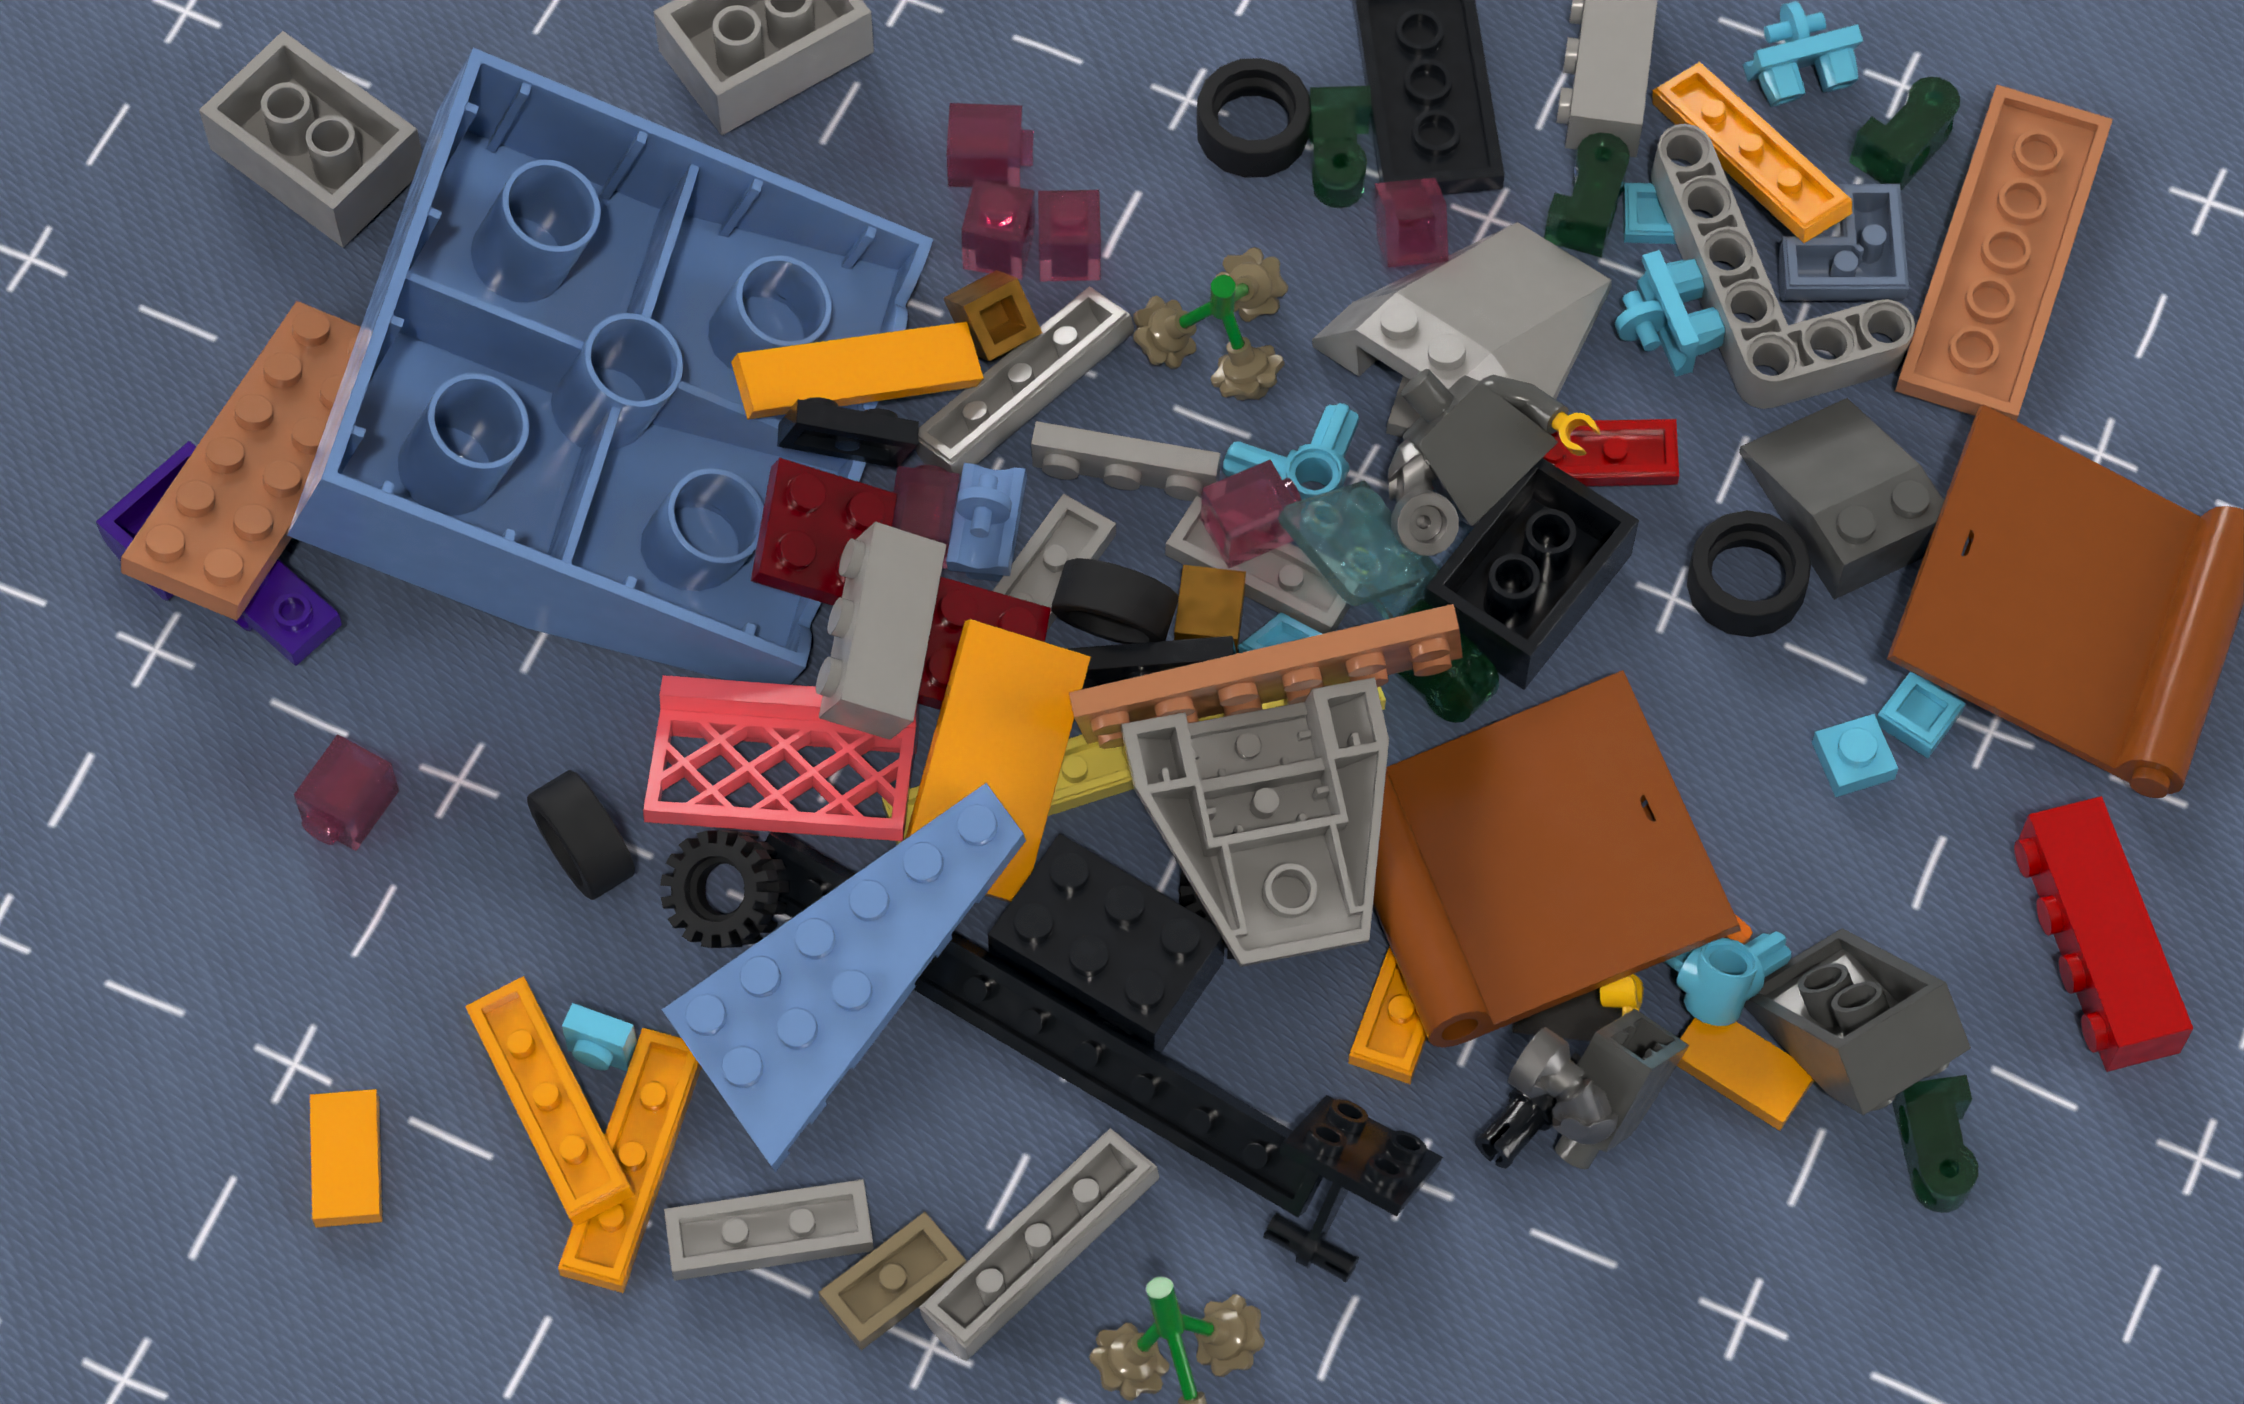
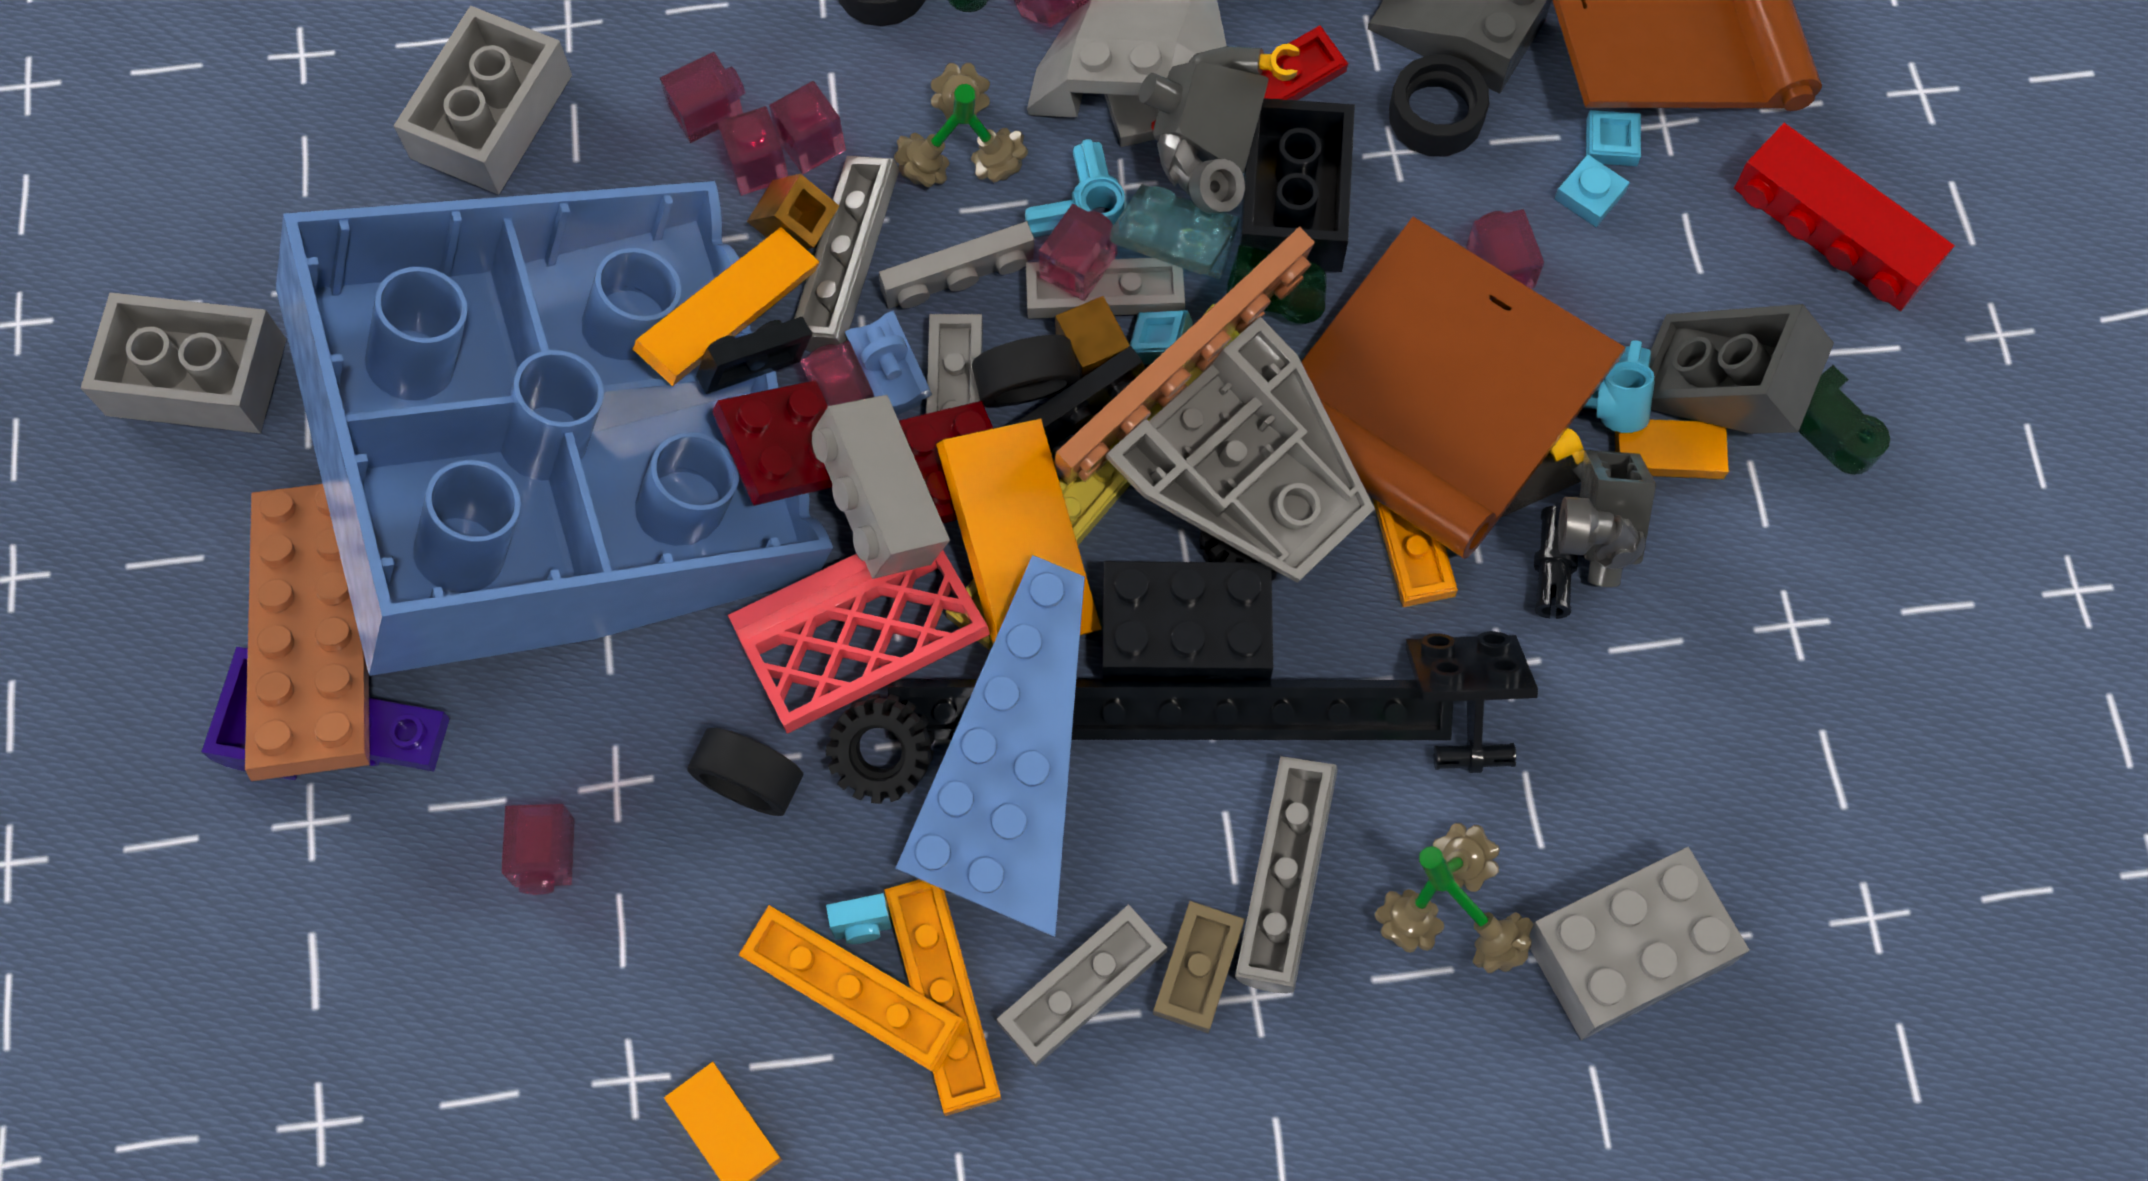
camera: 30 degrees left, 5 degrees up
(1707, 763) = (1508, 245): none -> clear pink brick

